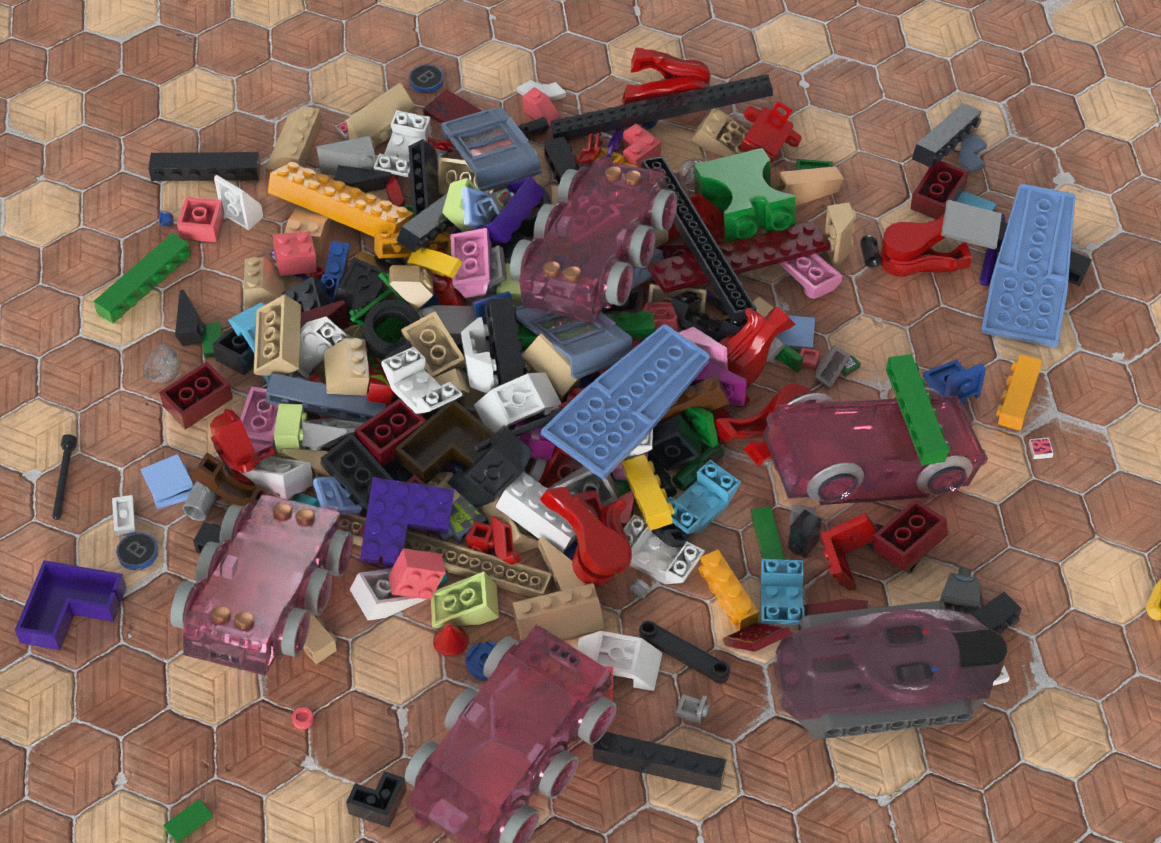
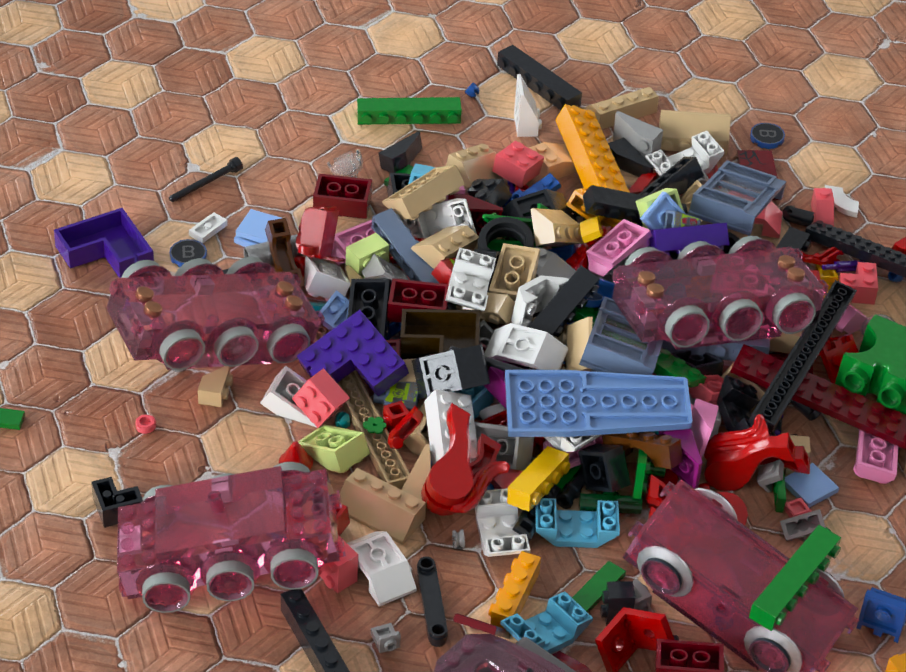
camera: 45 degrees right, 10 degrees down
(200, 219) = (490, 104): coral brick -> none
(477, 558) = (374, 425): none -> green plant

